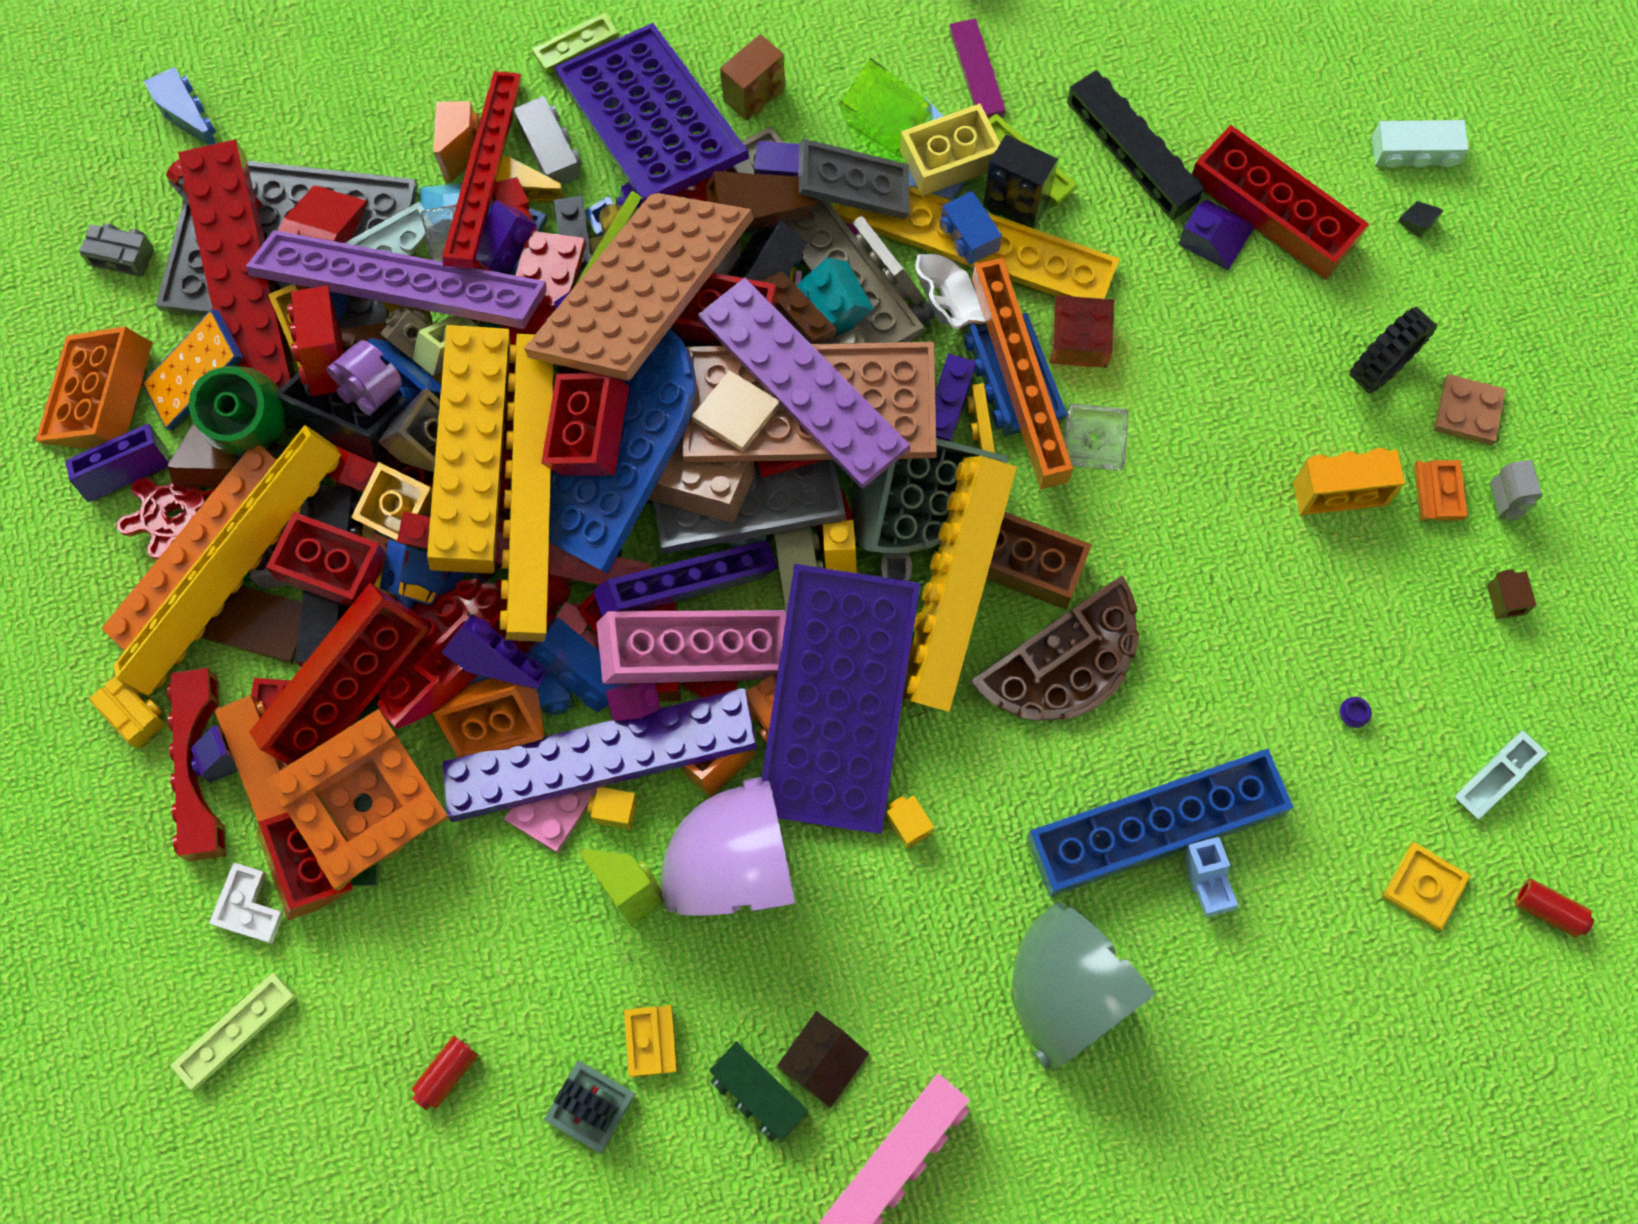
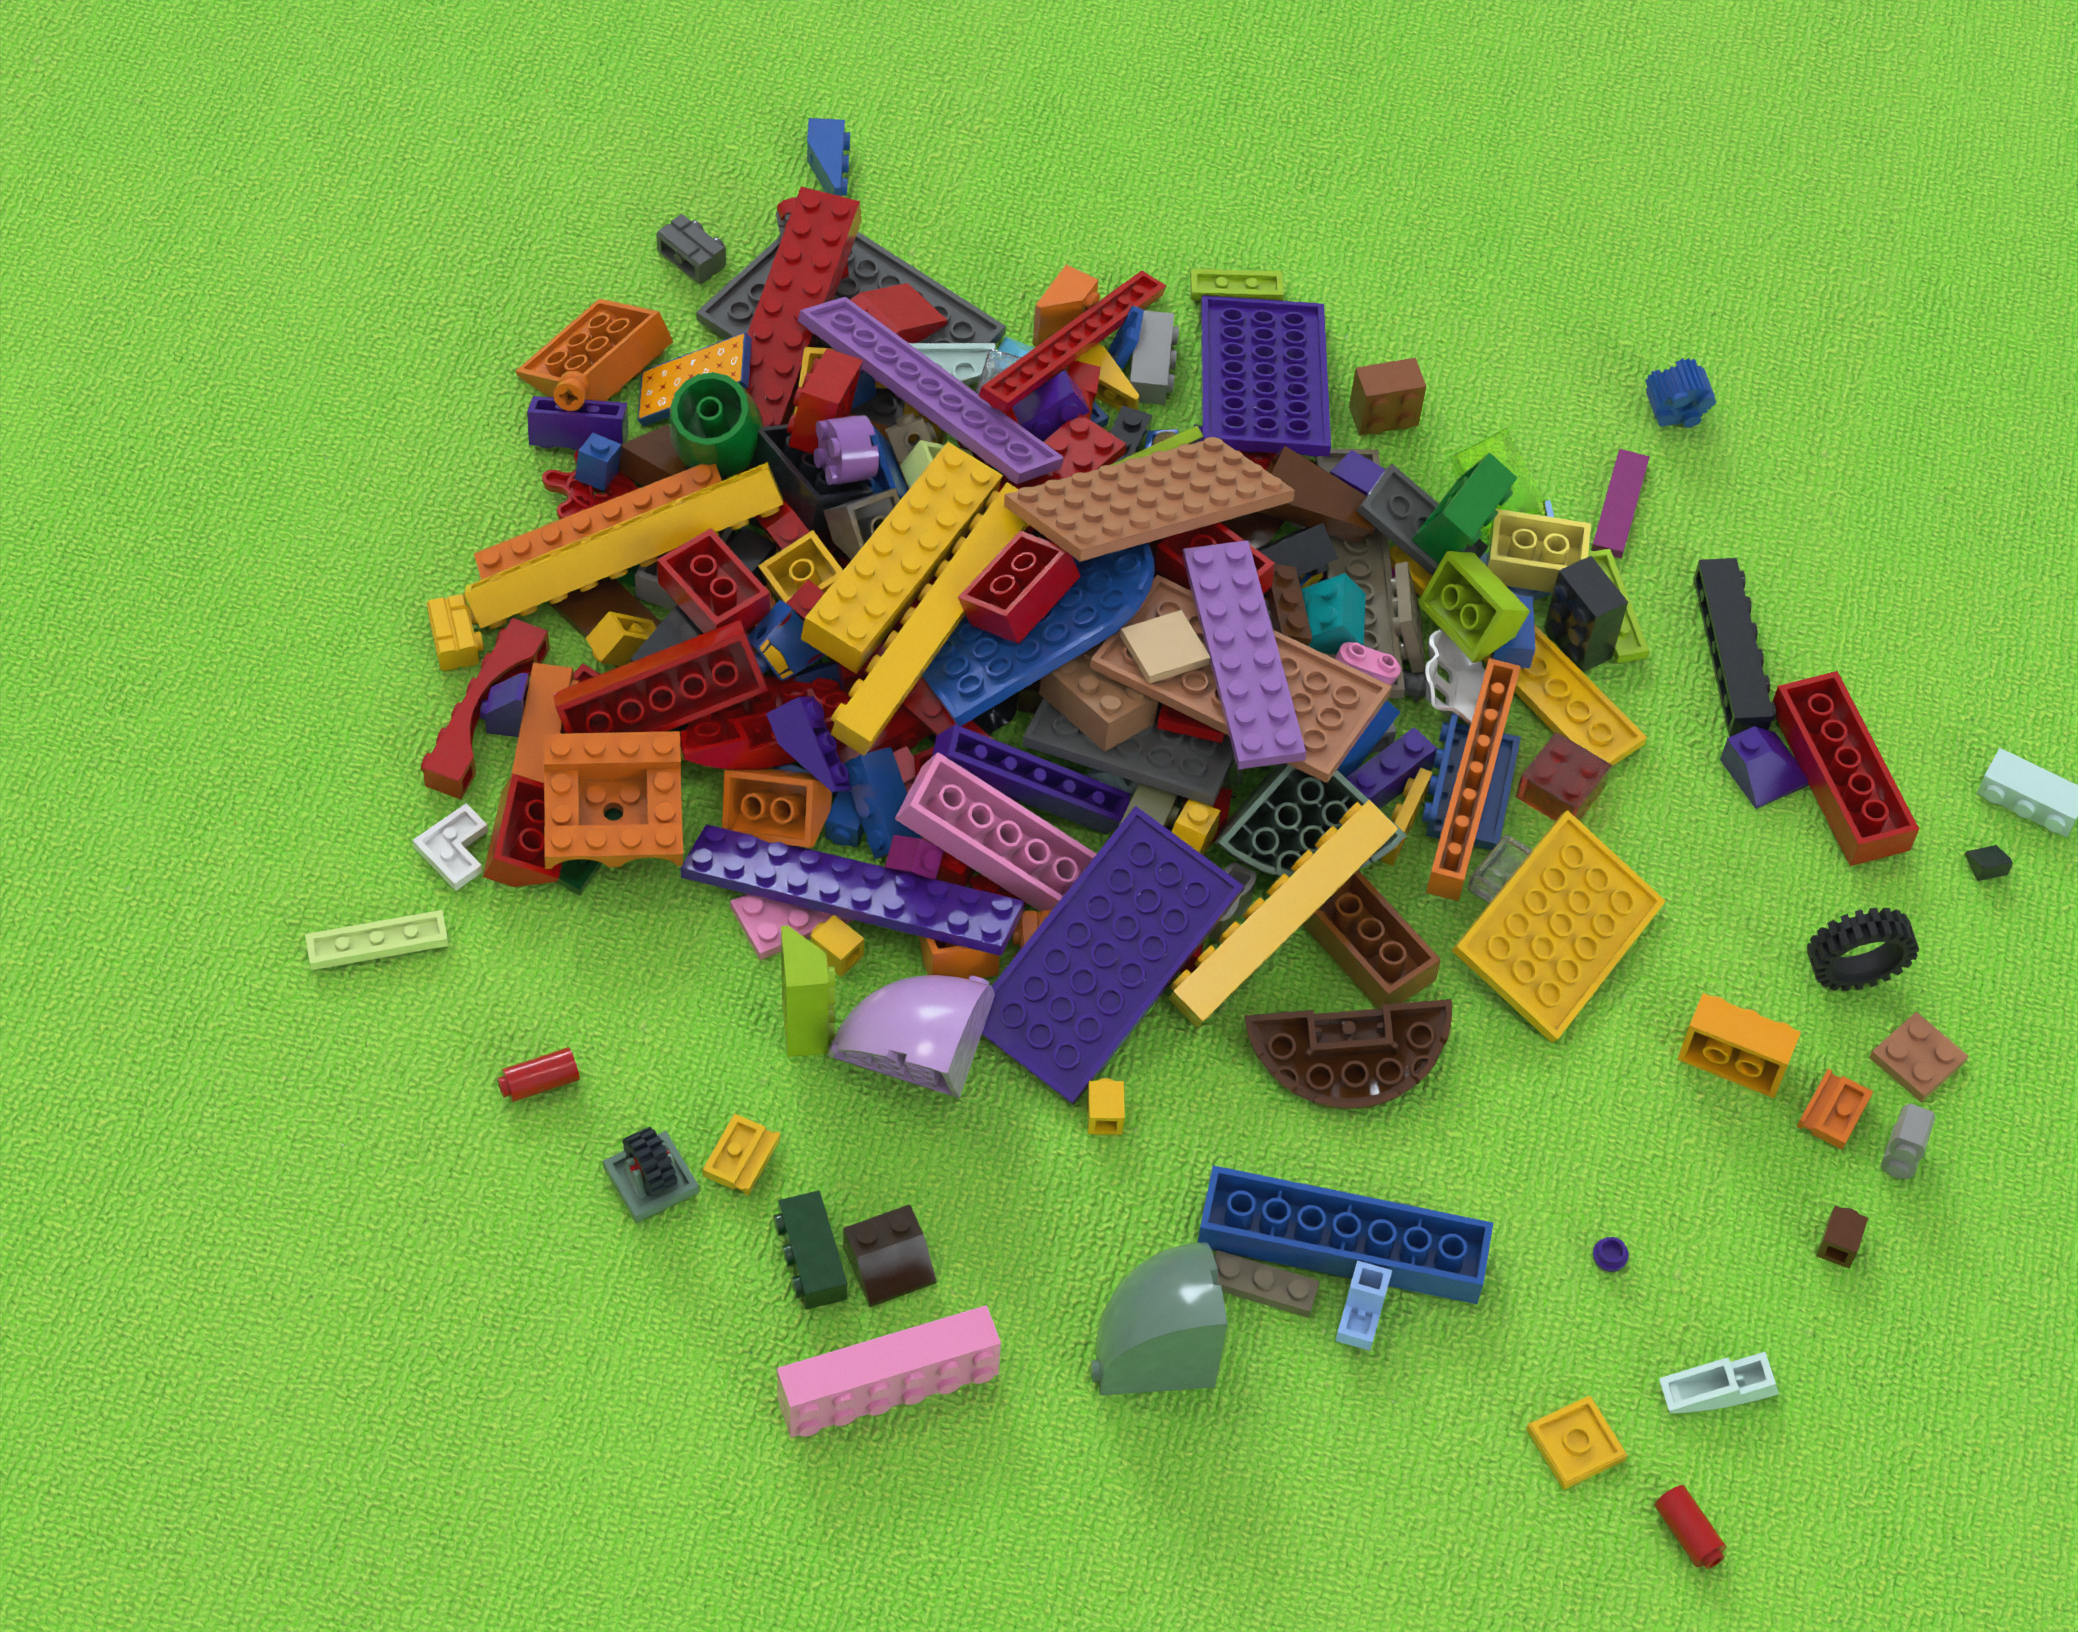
camera: 25 degrees right, 15 degrees down
(95, 441) = (579, 389): none -> orange wheel
(156, 490) = (598, 461): none -> blue brick
(273, 639) = (619, 637): none -> yellow slope
(519, 137) = (1127, 337): none -> blue tile
(883, 146) = (1466, 508): none -> green brick
(886, 322) = (1369, 661): none -> bright pink plate
(934, 225) = (1472, 605): none -> lime slope
(1119, 897) = (1266, 1284): none -> dark tan plate
(1156, 460) = (1559, 926): none -> yellow plate

